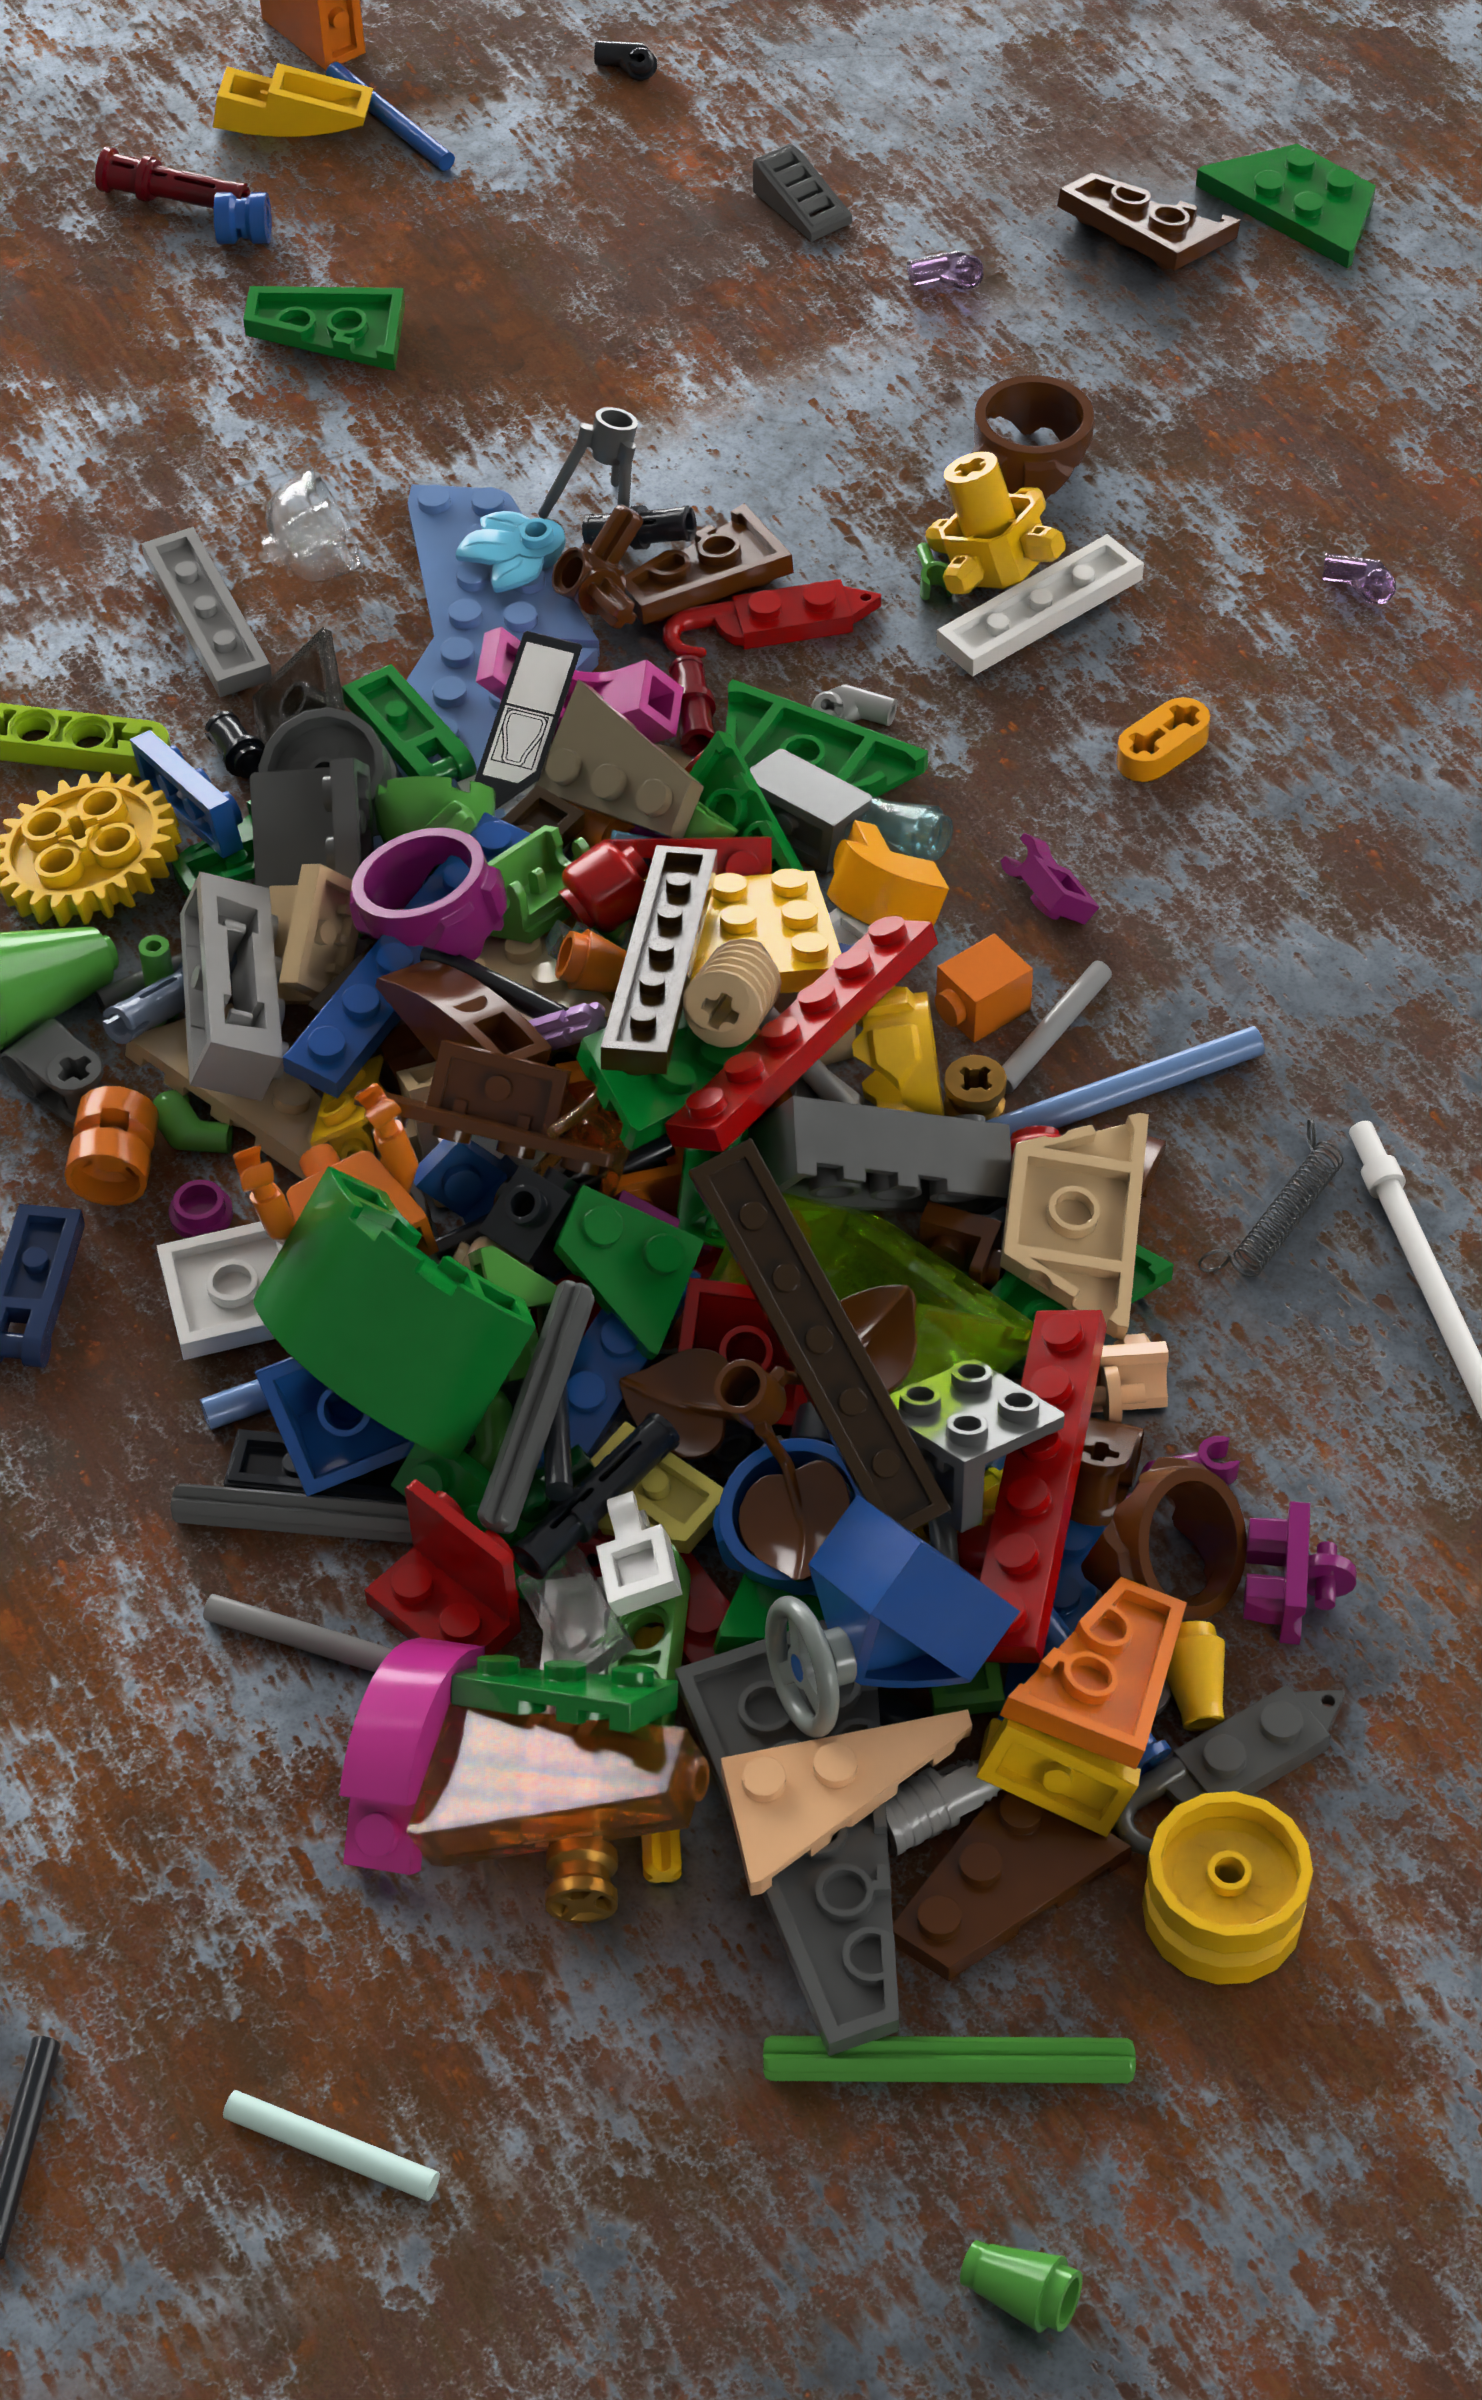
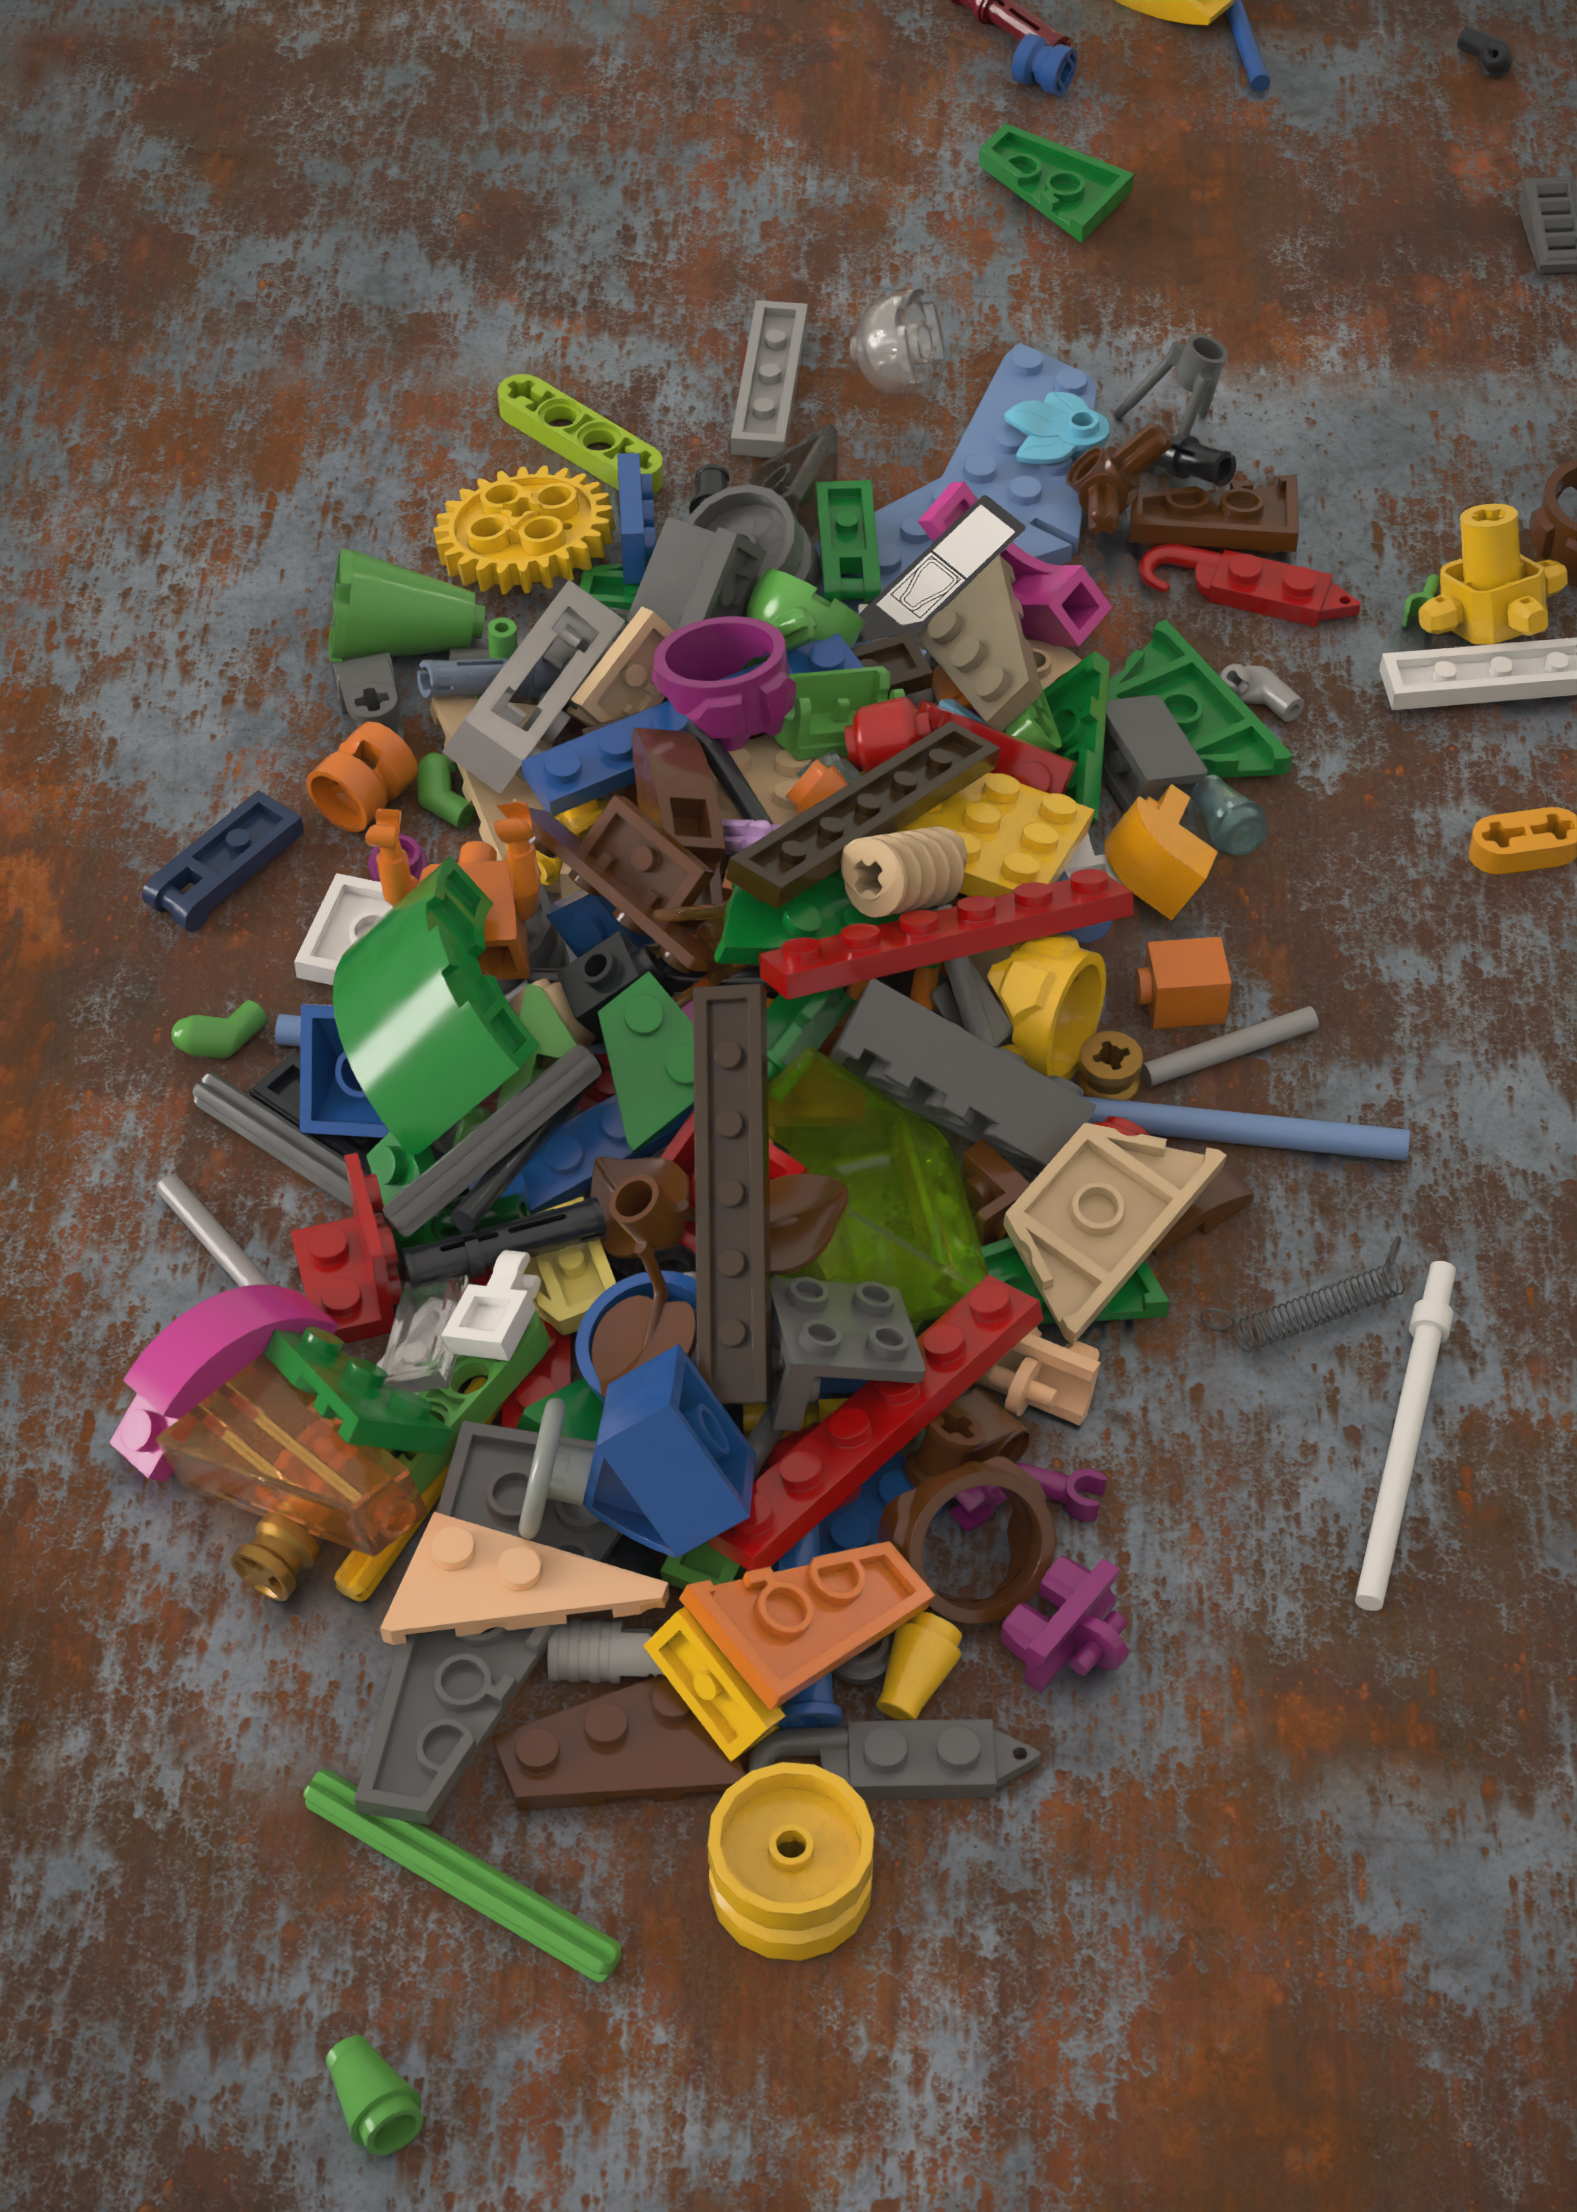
camera: 30 degrees right, 0 degrees up
(151, 1449) = (219, 1036): none -> bright green arm
(696, 705) = (1121, 625): dark red pin -> none
(1054, 887) = (1317, 923): magenta plate -> none

